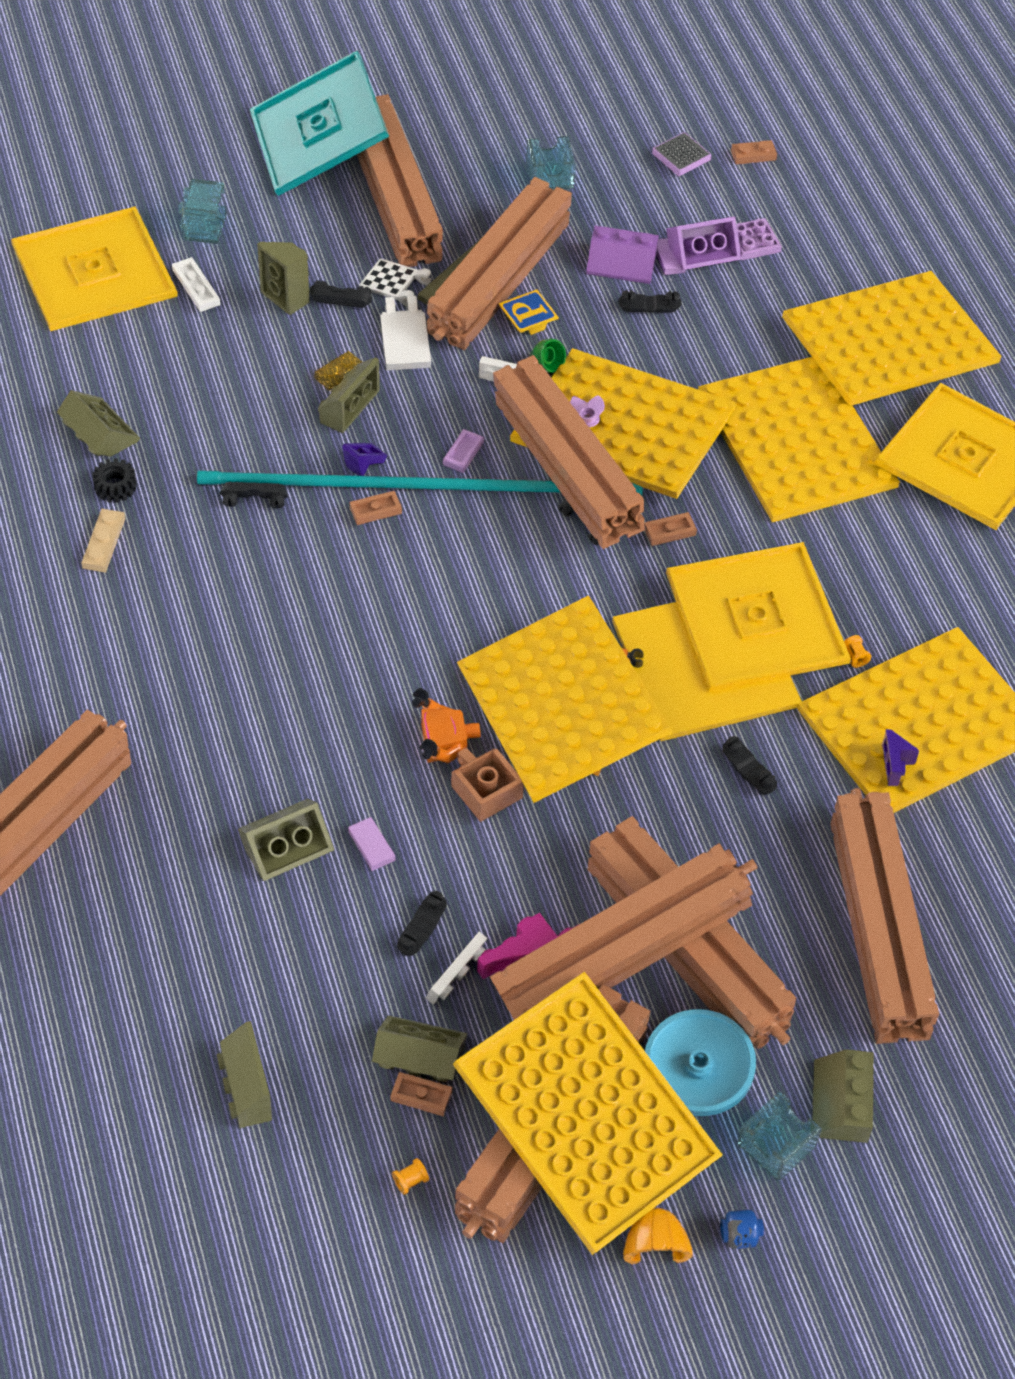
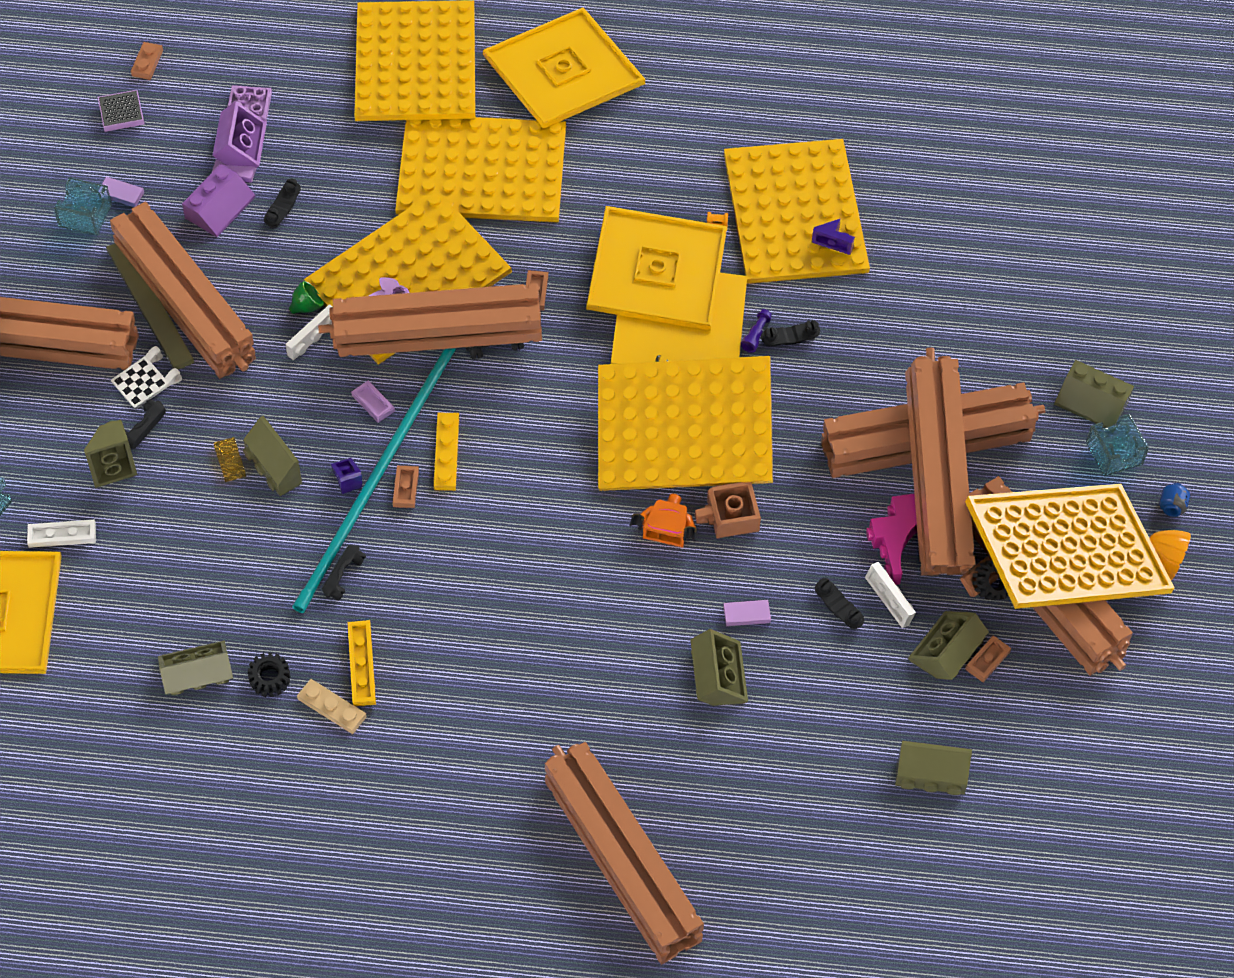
camera: 65 degrees left, 5 degrees up
(158, 544) = (361, 663): none -> yellow plate
(405, 336) = (217, 395): white tile -> none
(410, 1176) = (1054, 690): light orange bush -> none
(436, 526) = (446, 451): none -> yellow plate
(529, 312) = (245, 292): piece -> none
(591, 189) = (123, 192): none -> lavender tile
(704, 1059) = (1037, 462): medium azure dish -> none
(721, 733) = (751, 341): none -> dark purple piece
(883, 918) = (962, 305): nougat brick -> none

